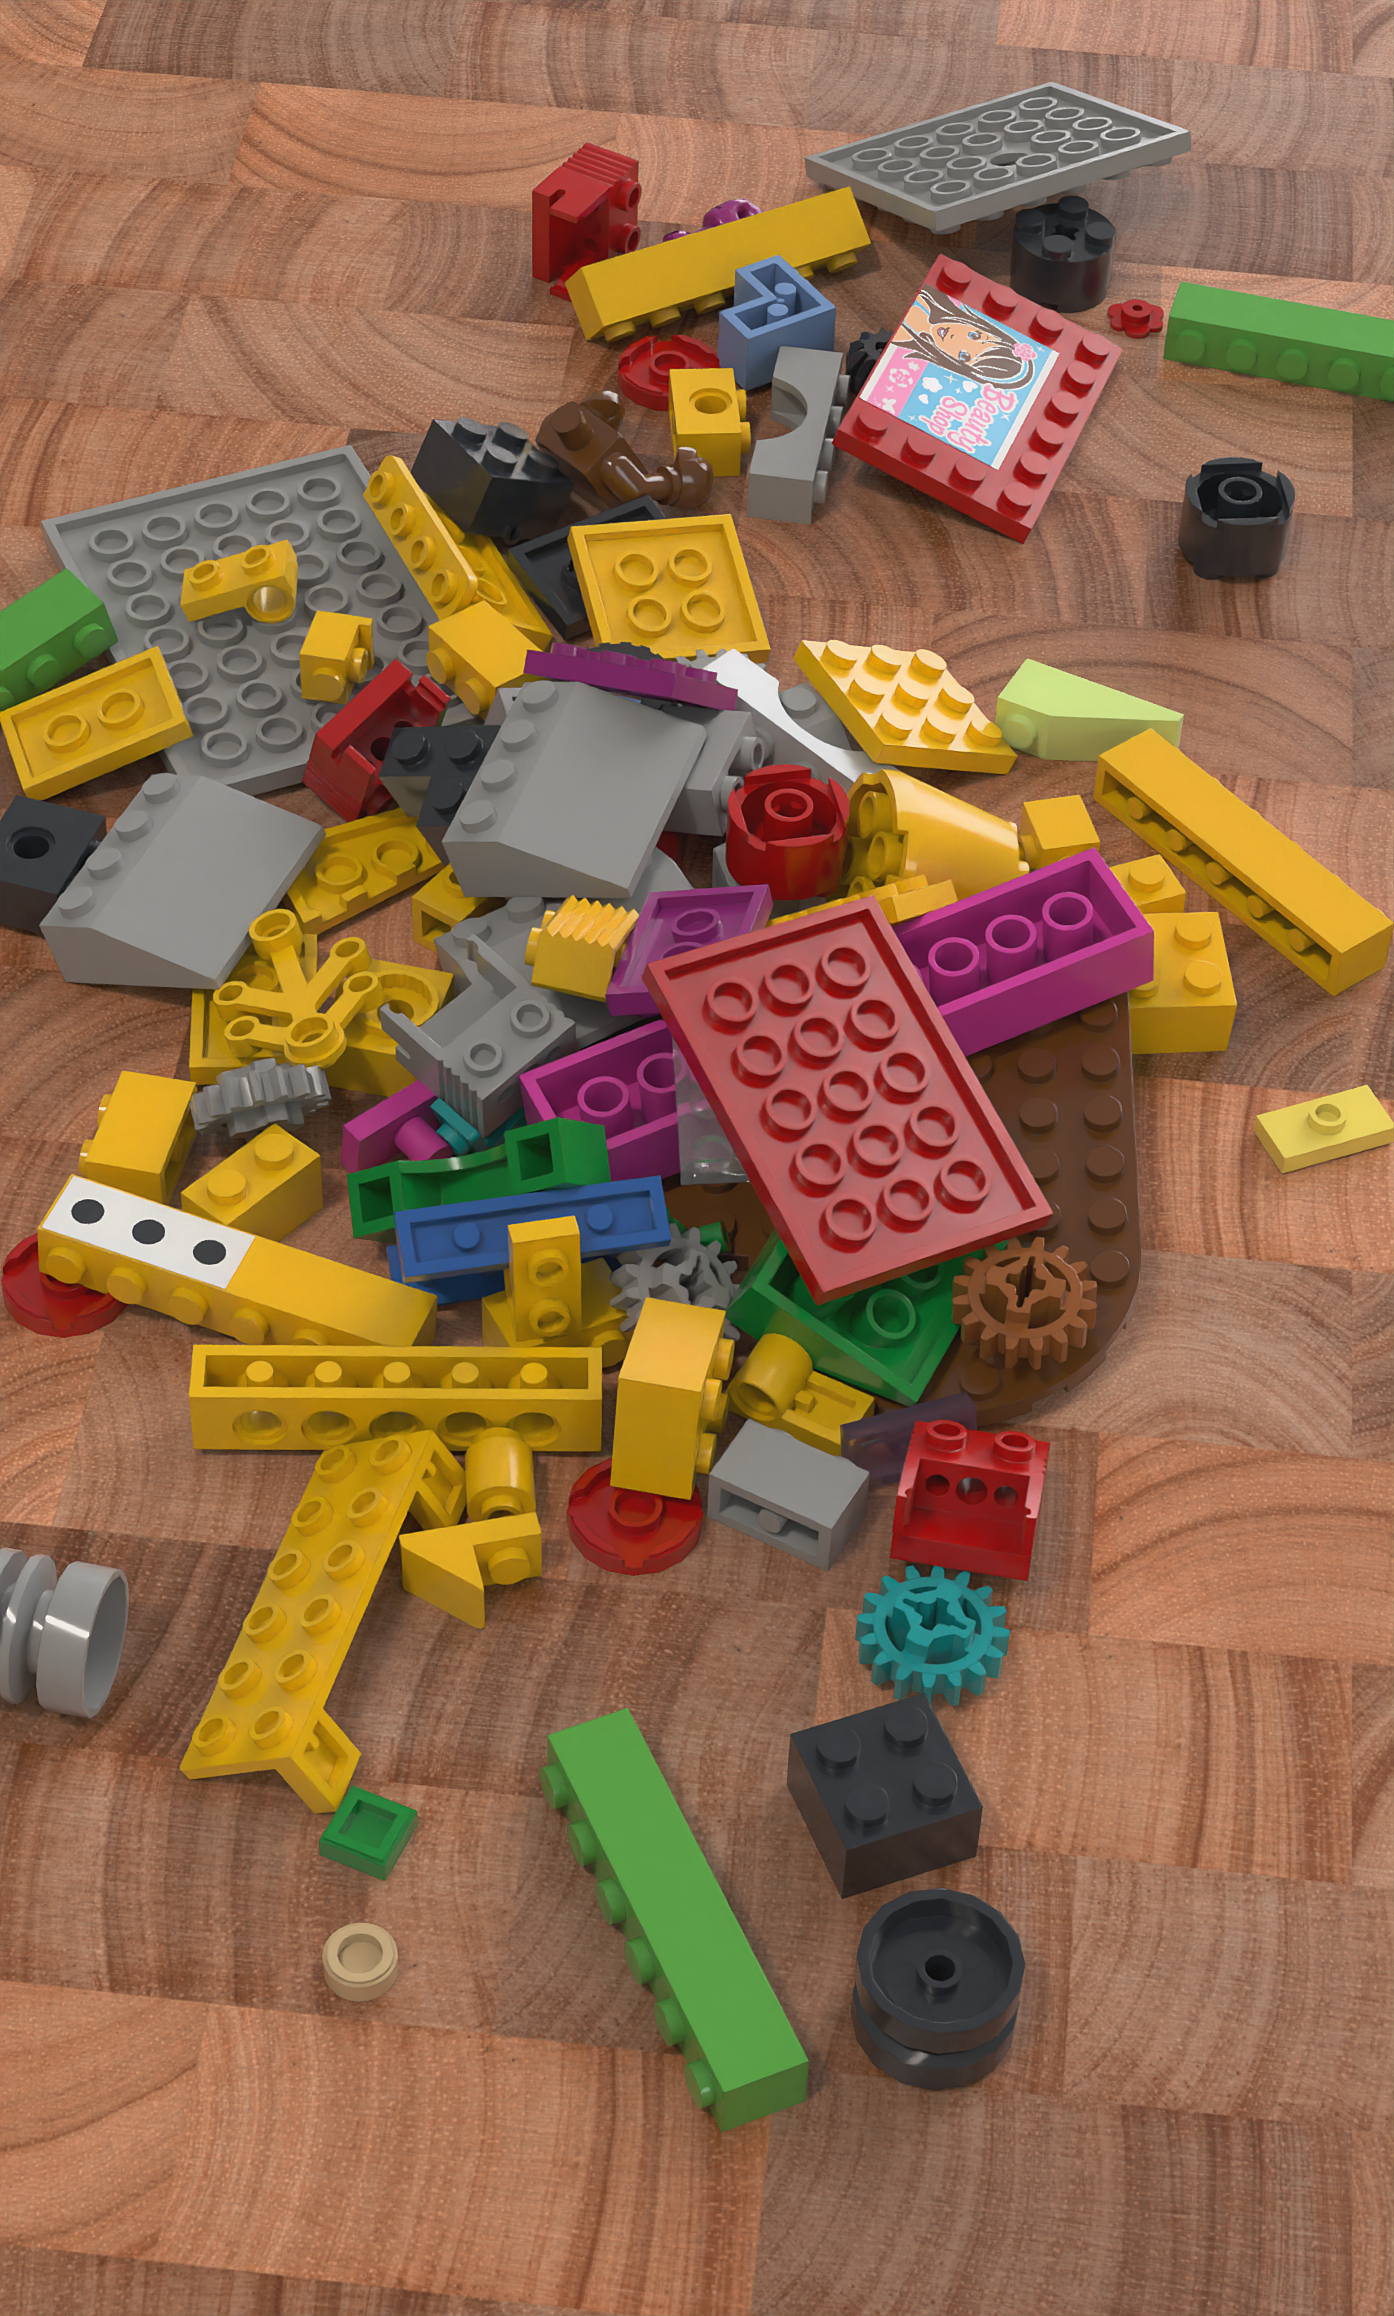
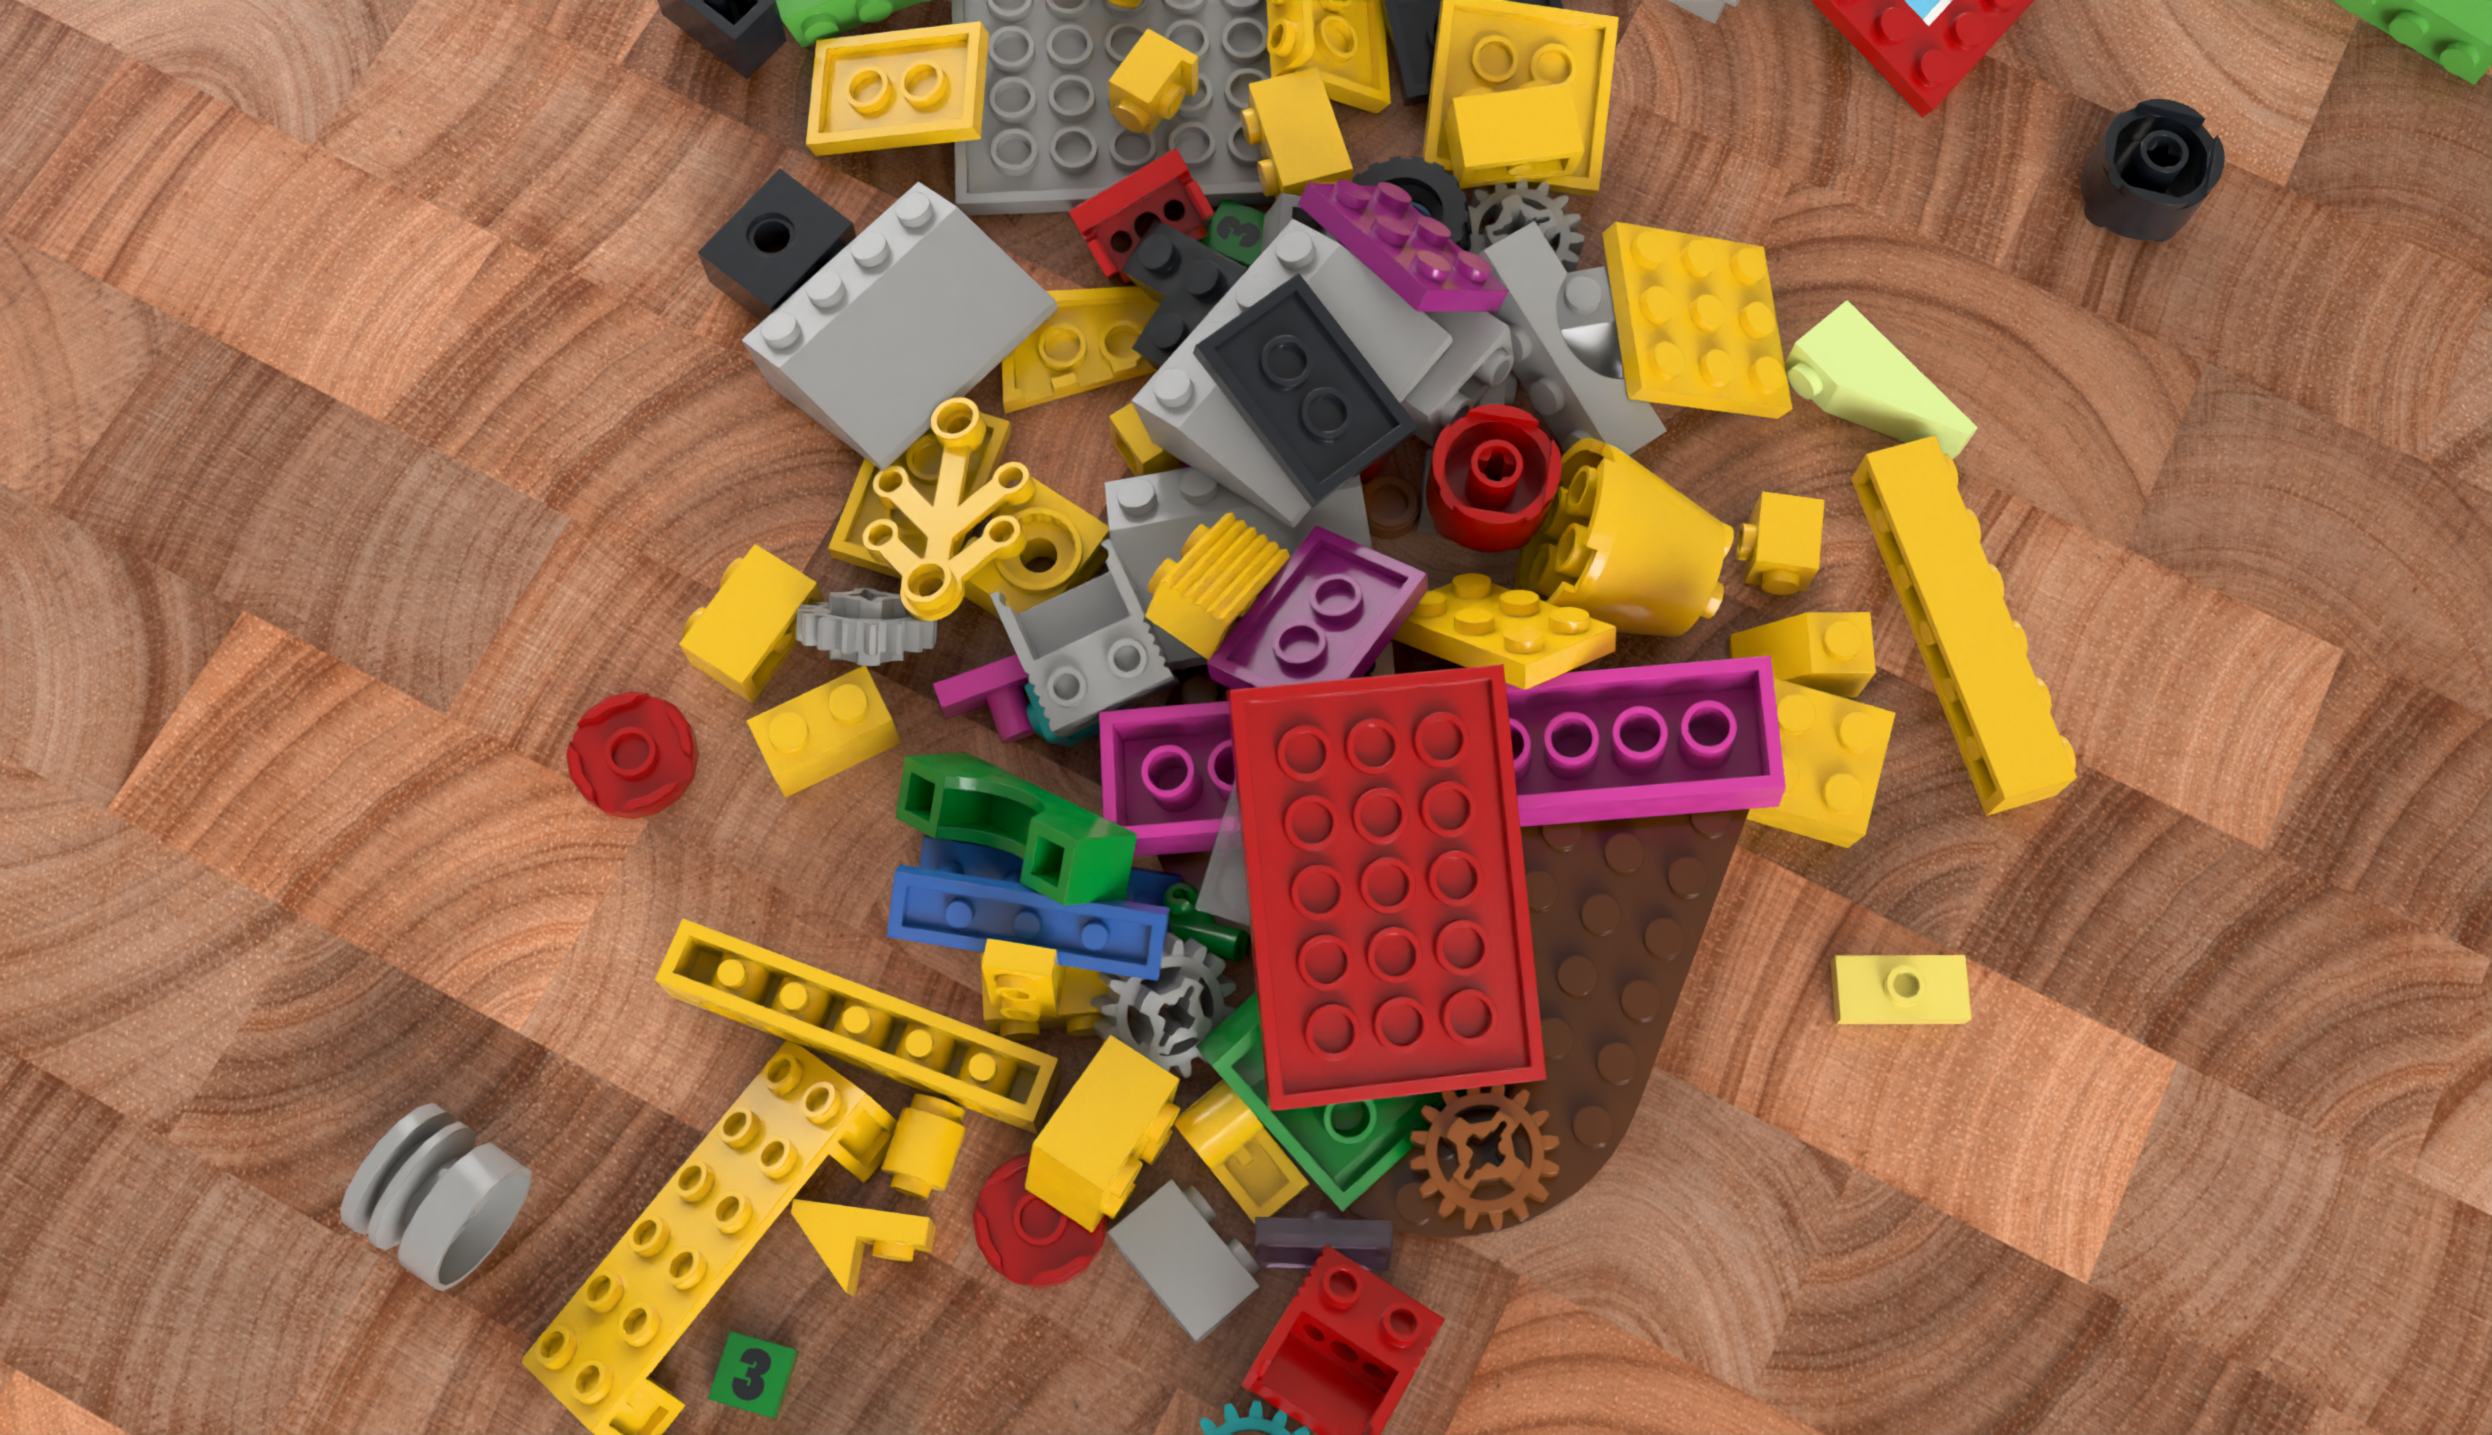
camera: 20 degrees right, 25 degrees up
(223, 1274) = (762, 825): yellow brick -> none
(417, 1710) = (753, 1375): none -> green tile
(599, 780) = (1305, 390): none -> black plate
(682, 609) = (1513, 134): none -> yellow brick

